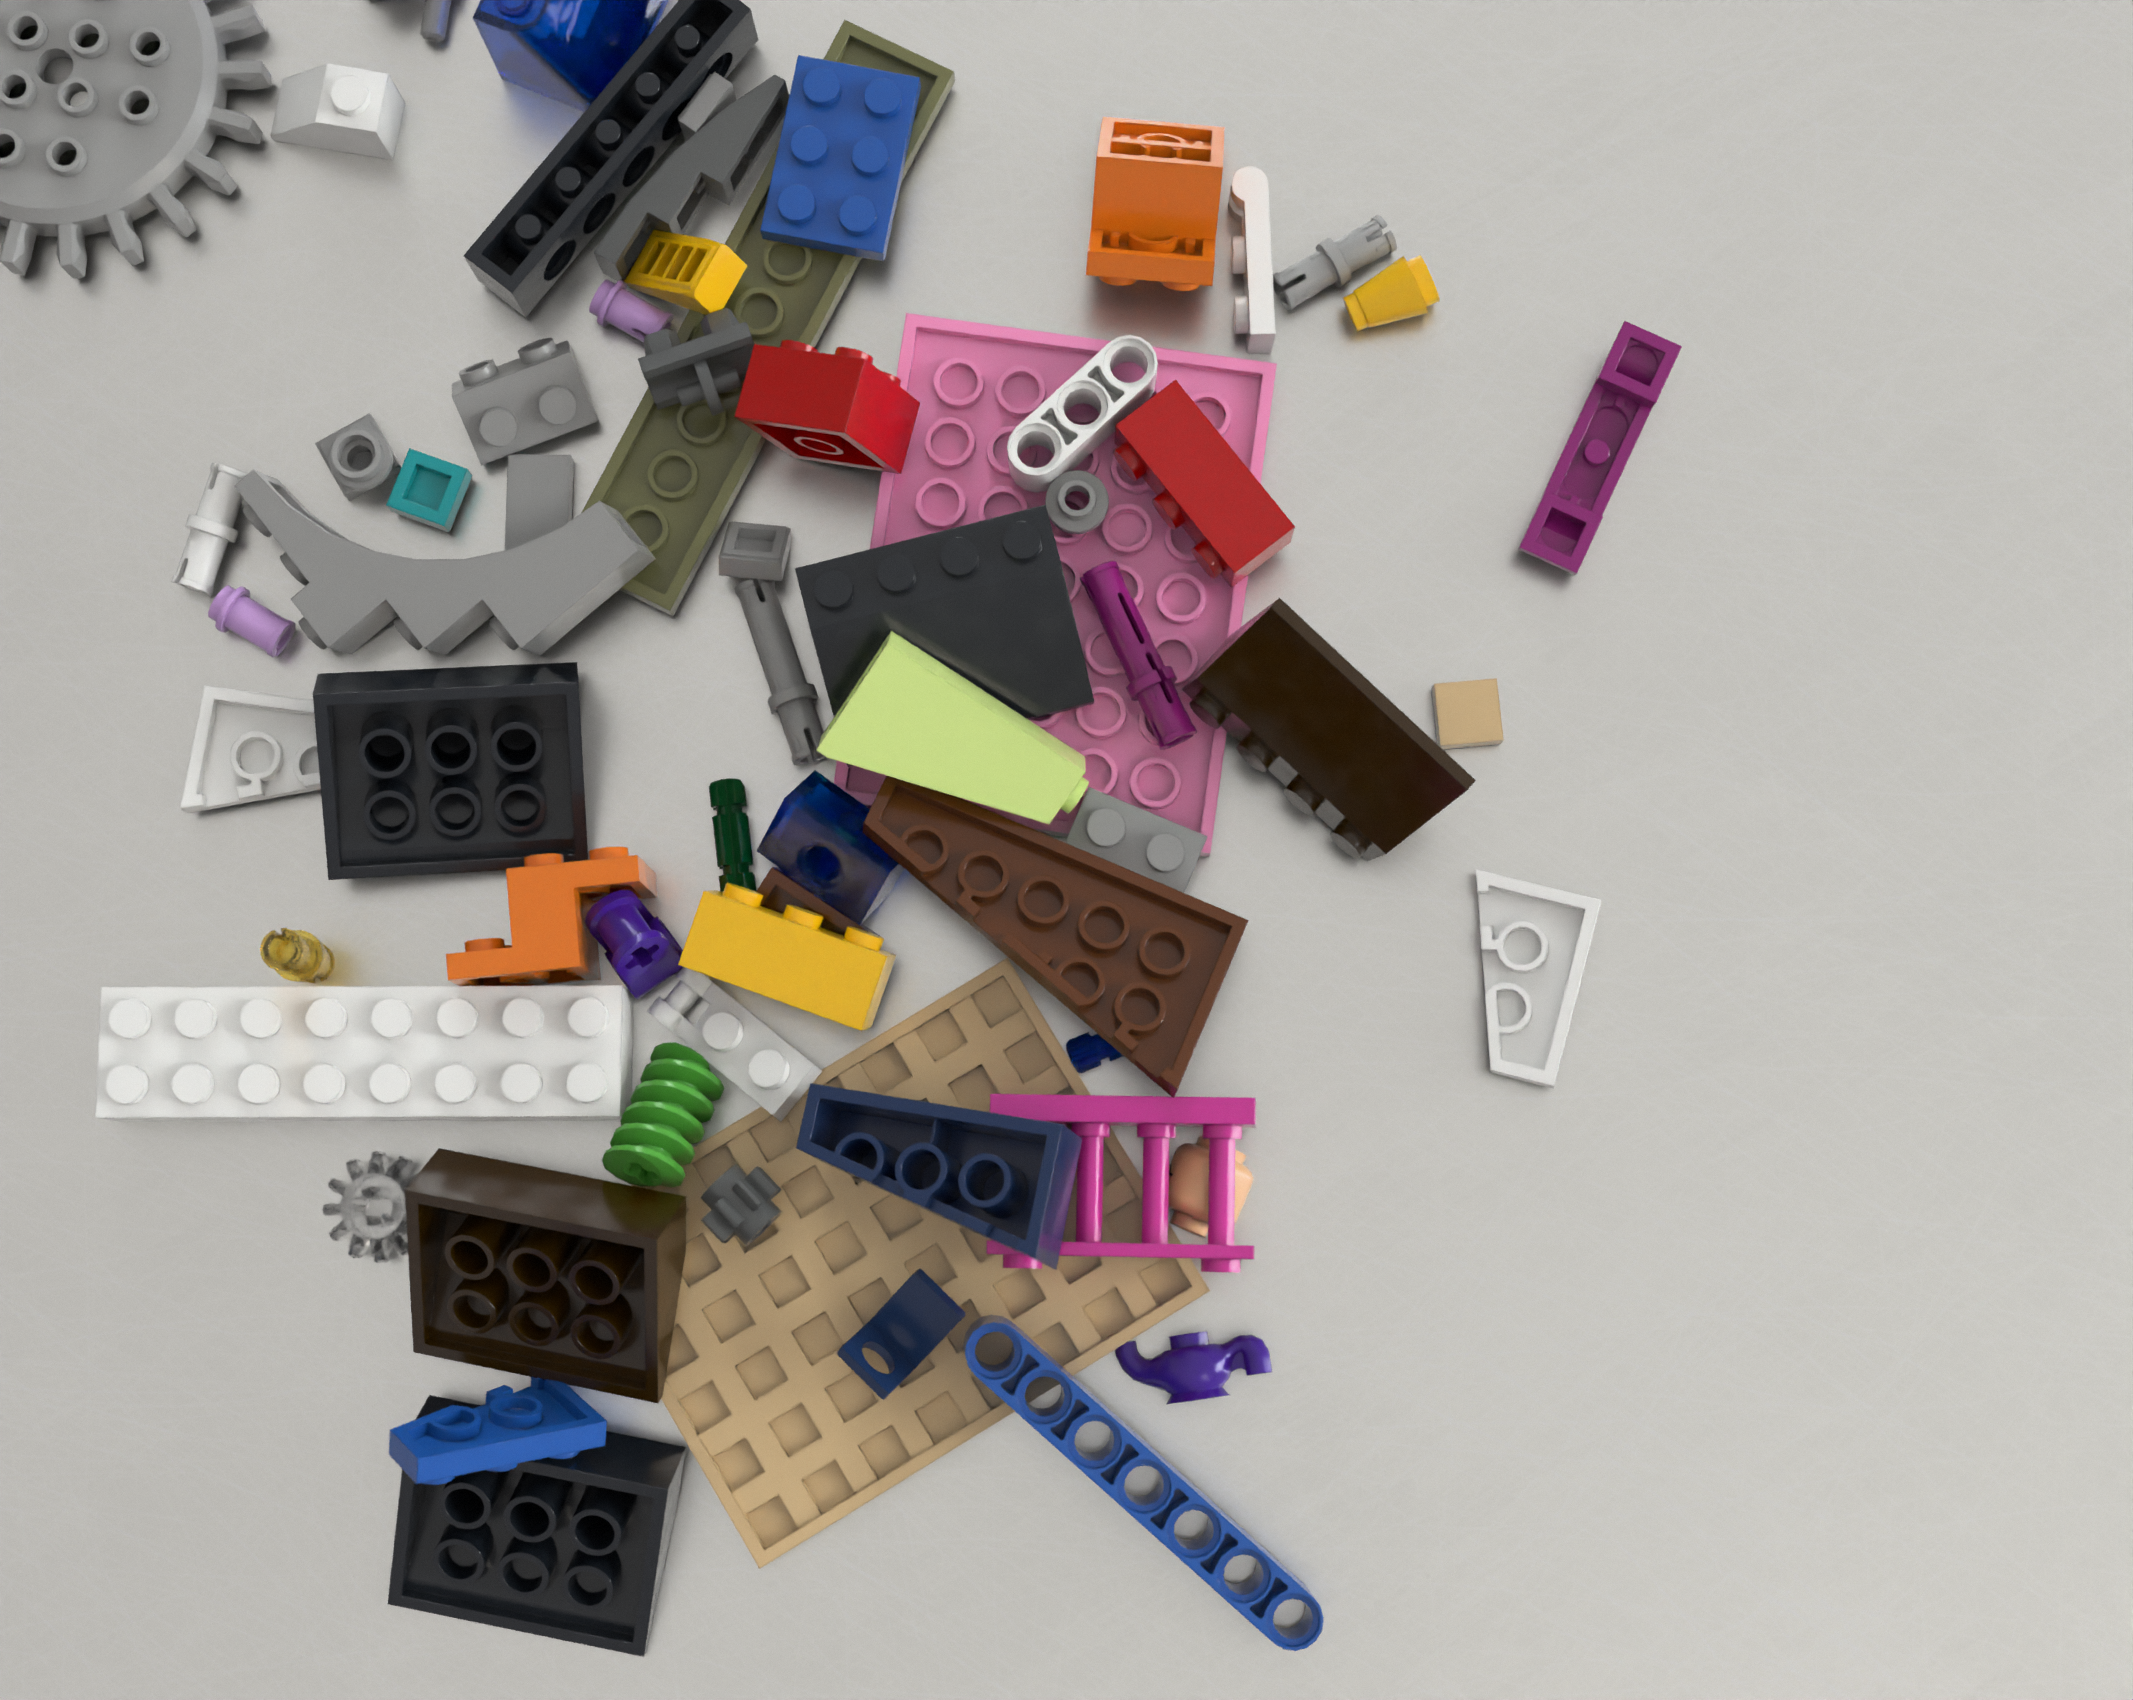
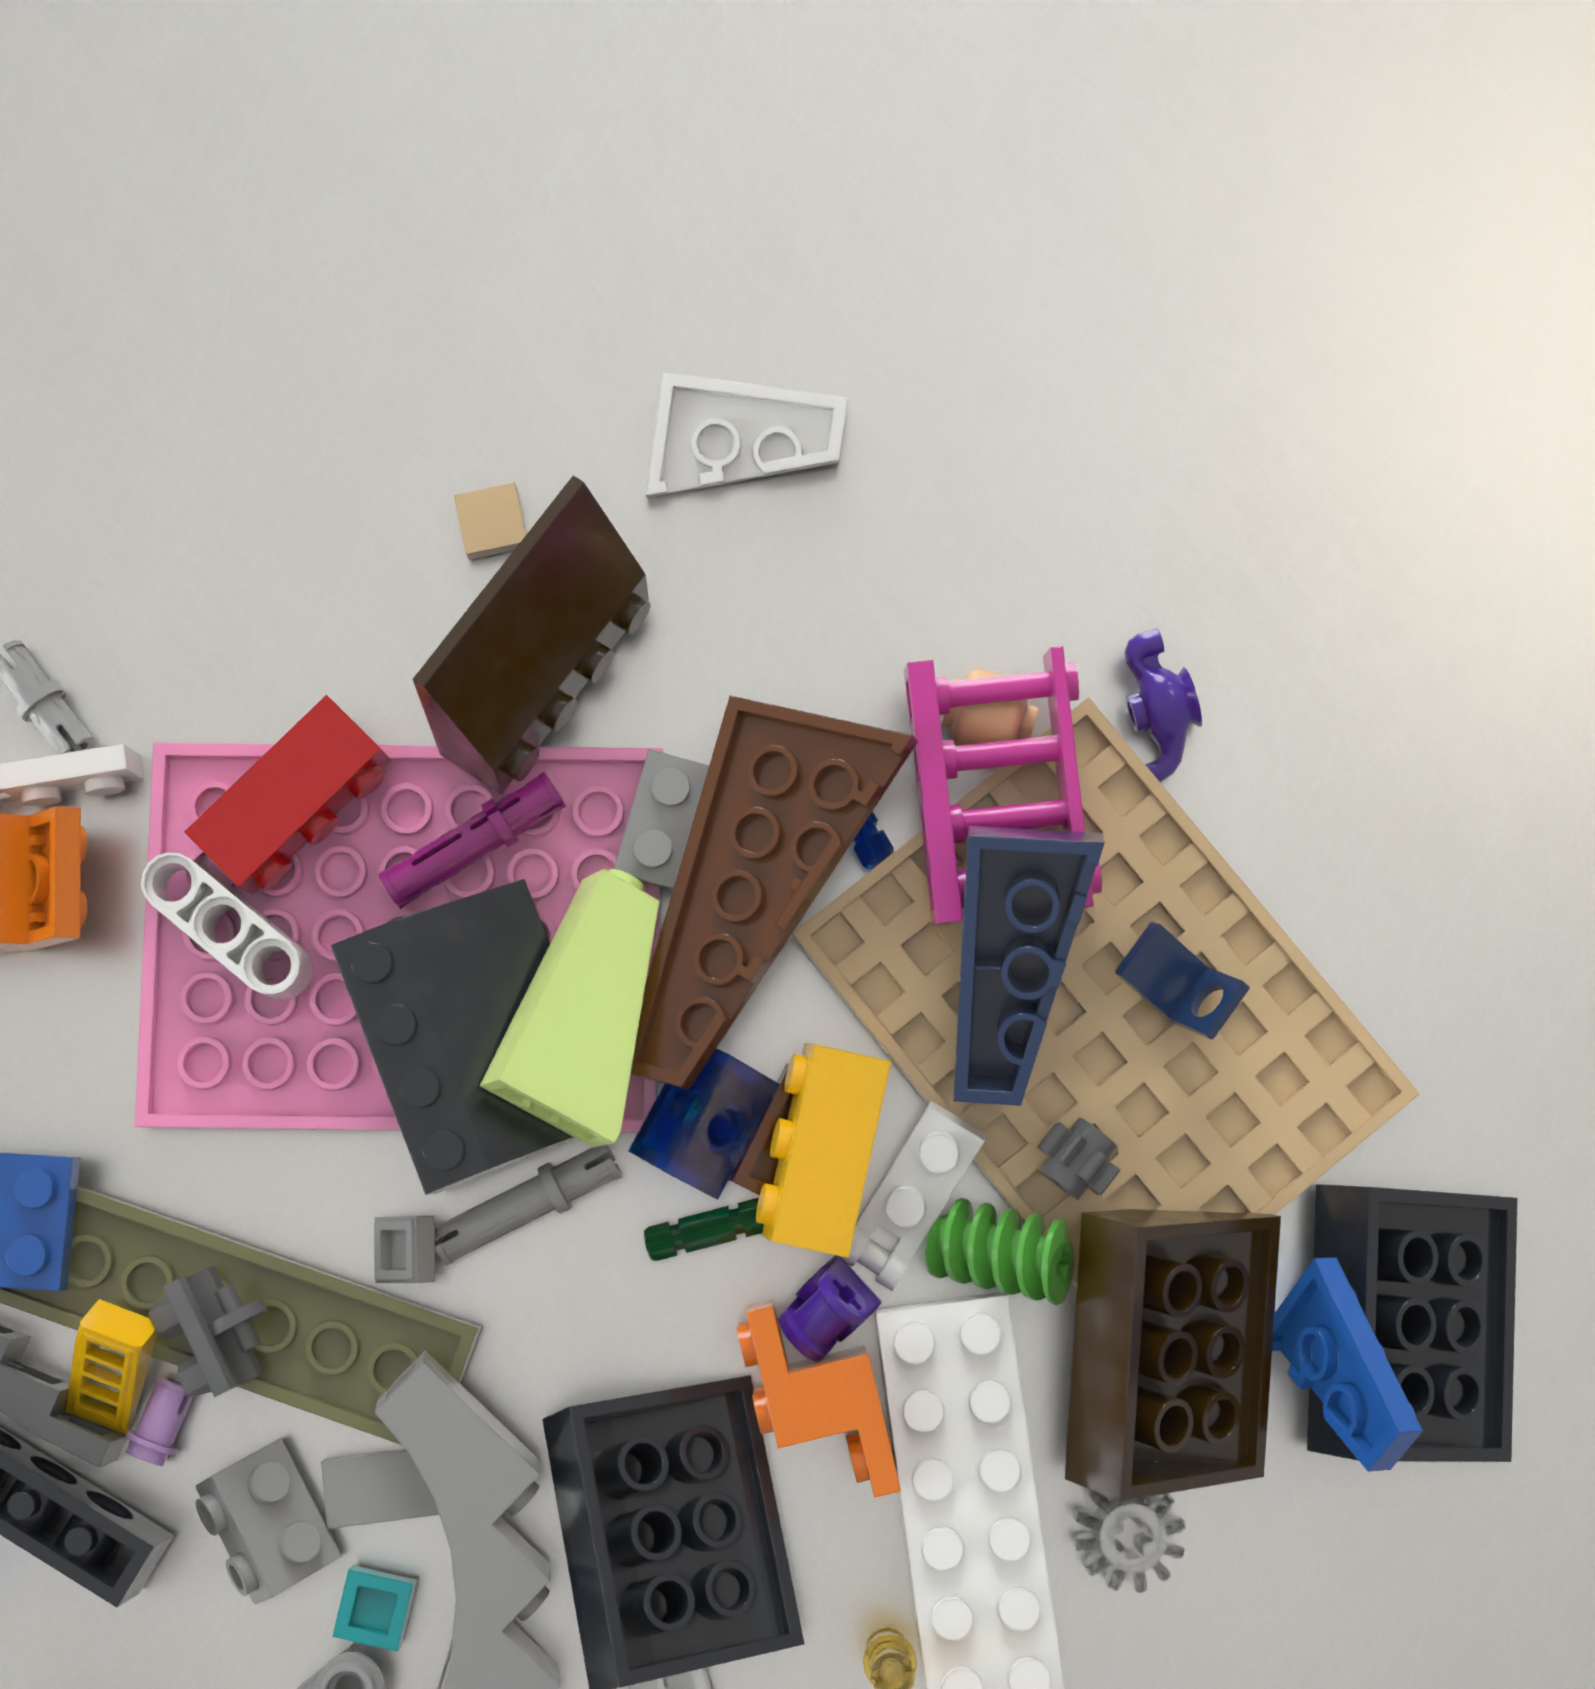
camera: 100 degrees left, 0 degrees up
(828, 406) = (245, 1189): red brick -> none
(1081, 520) = (339, 927): light grey plate -> none
(1162, 1507) = (1301, 716): blue beam -> none
(1392, 295) = (69, 637): yellow cone -> none
(1599, 447) = (209, 422): magenta slope -> none

